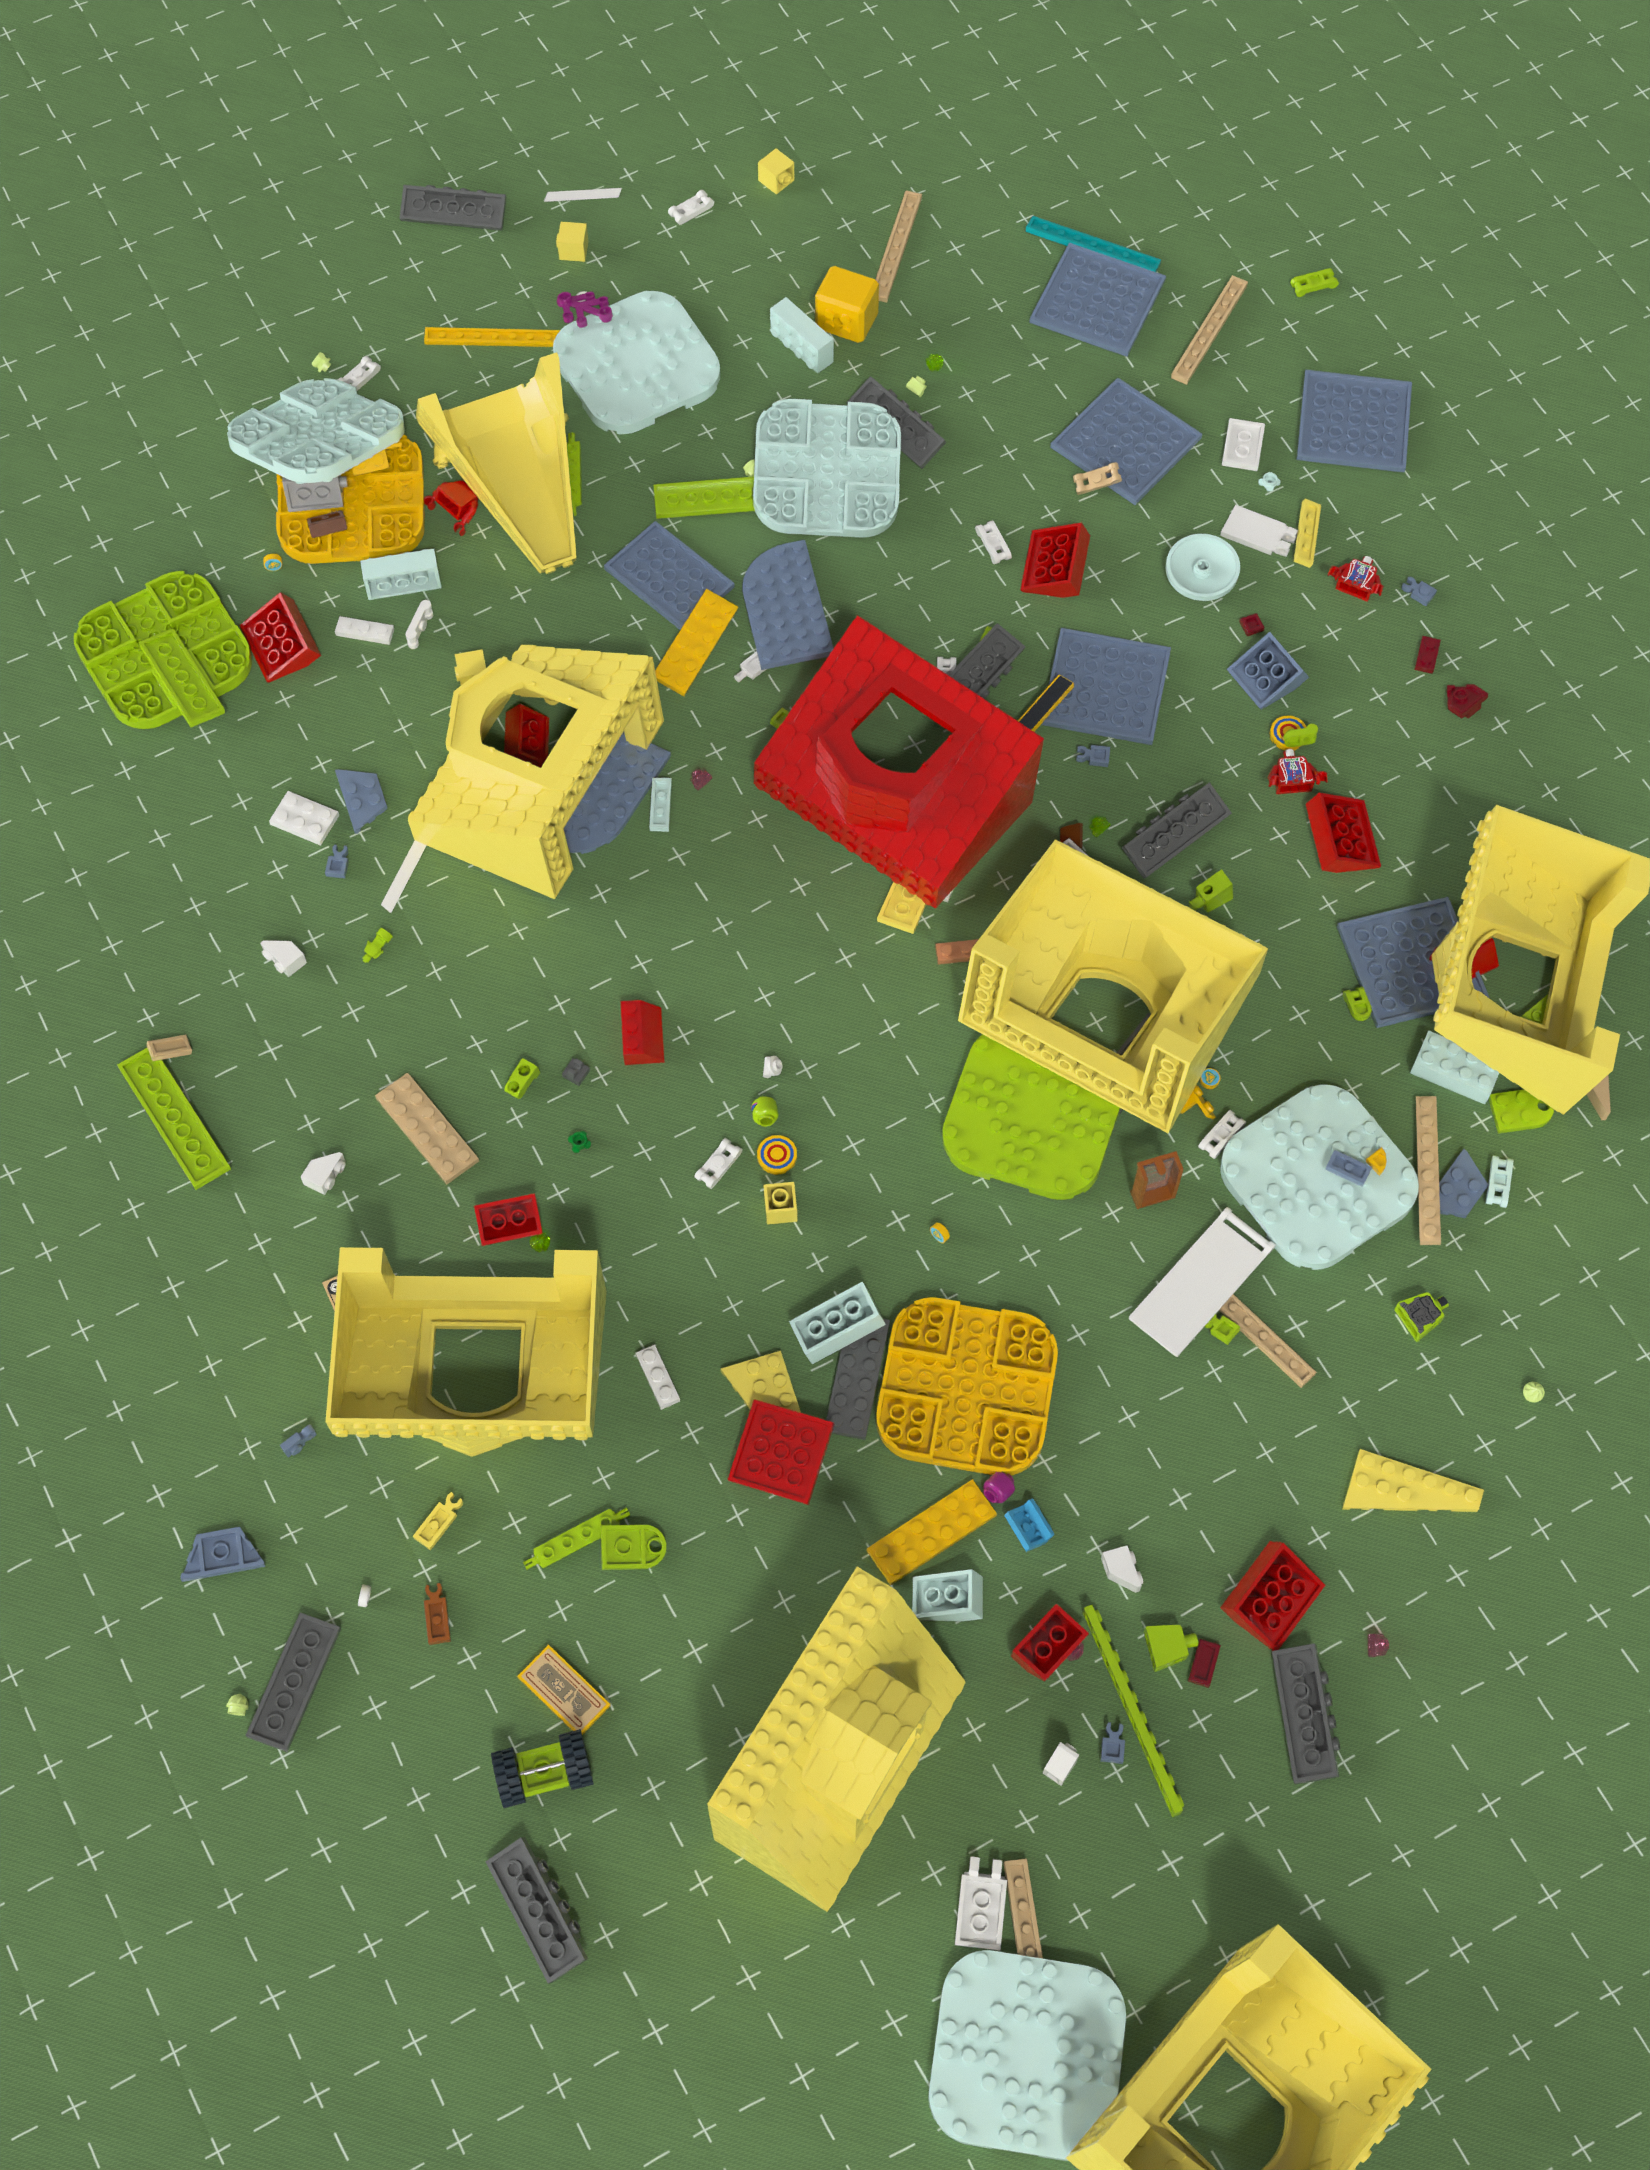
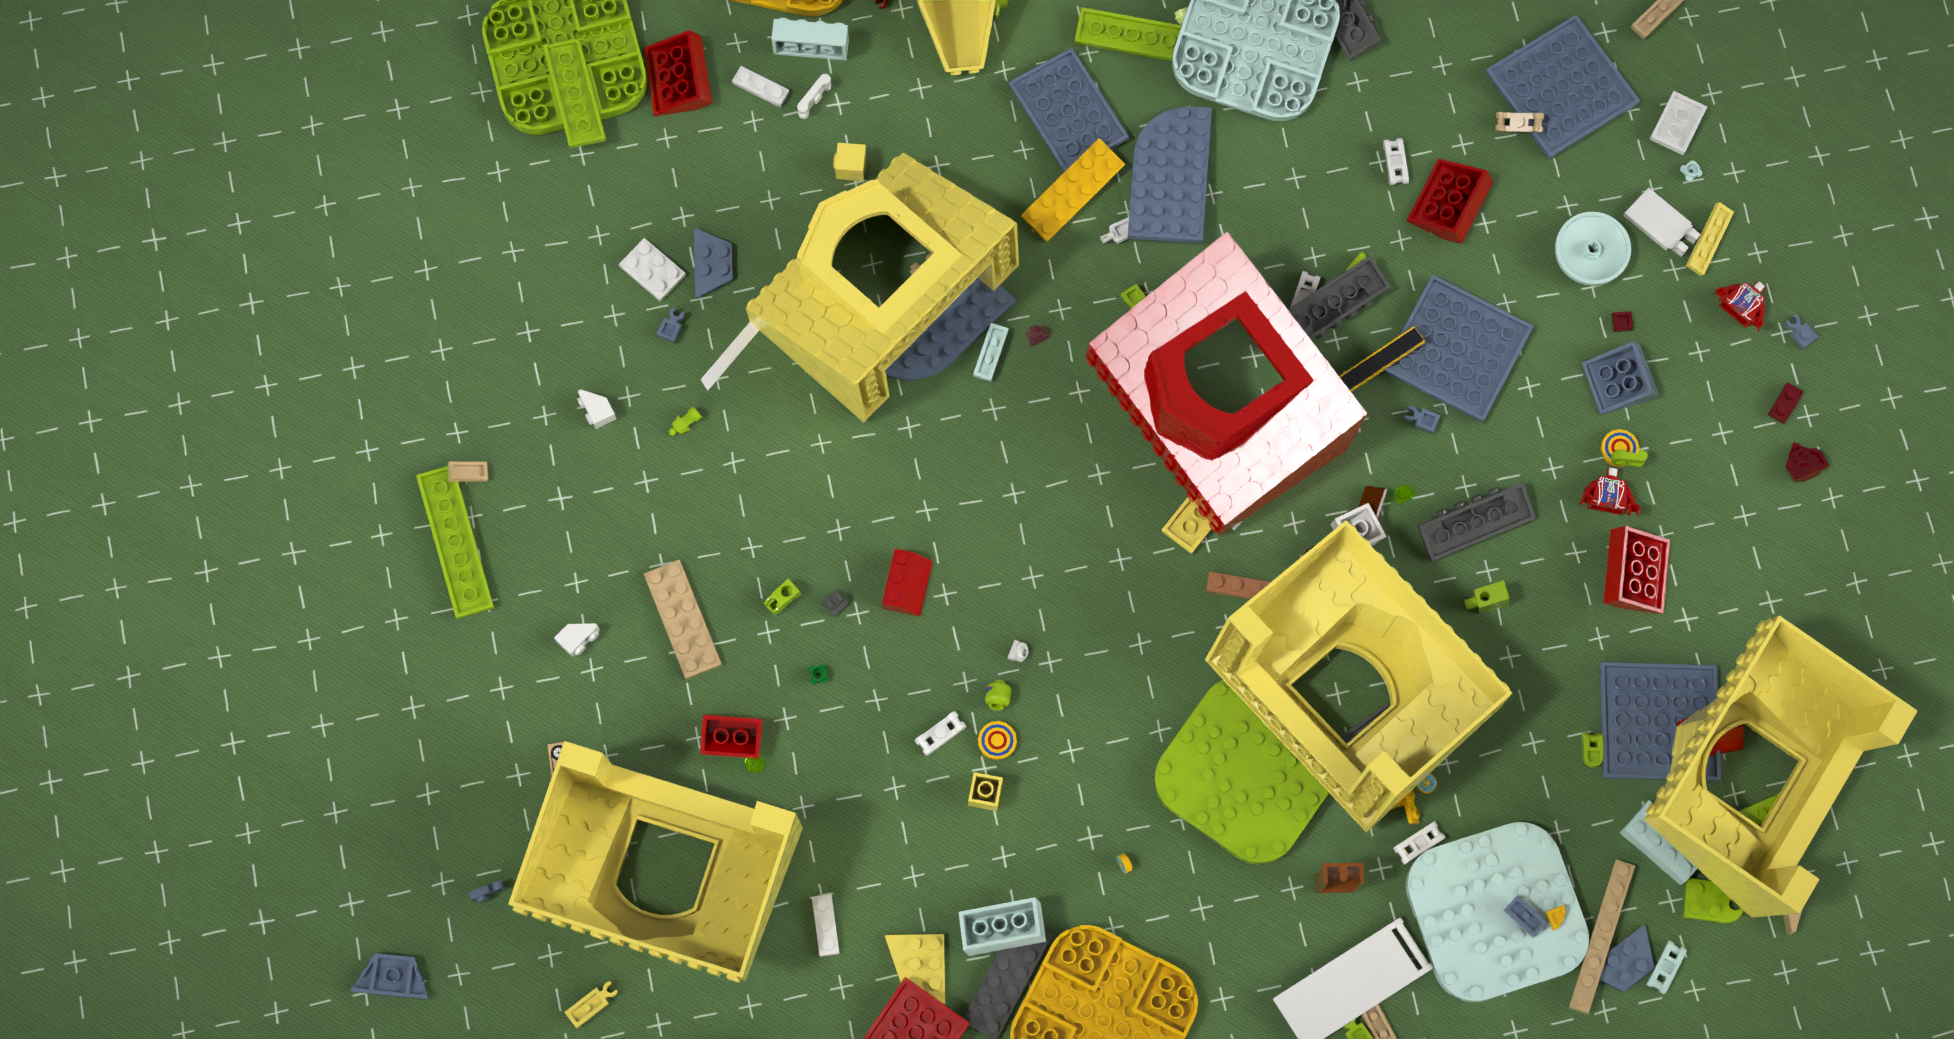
camera: 15 degrees right, 10 degrees up
(526, 735) = (882, 247): red slope -> none
(1354, 421) = (1799, 127): sand blue plate -> none

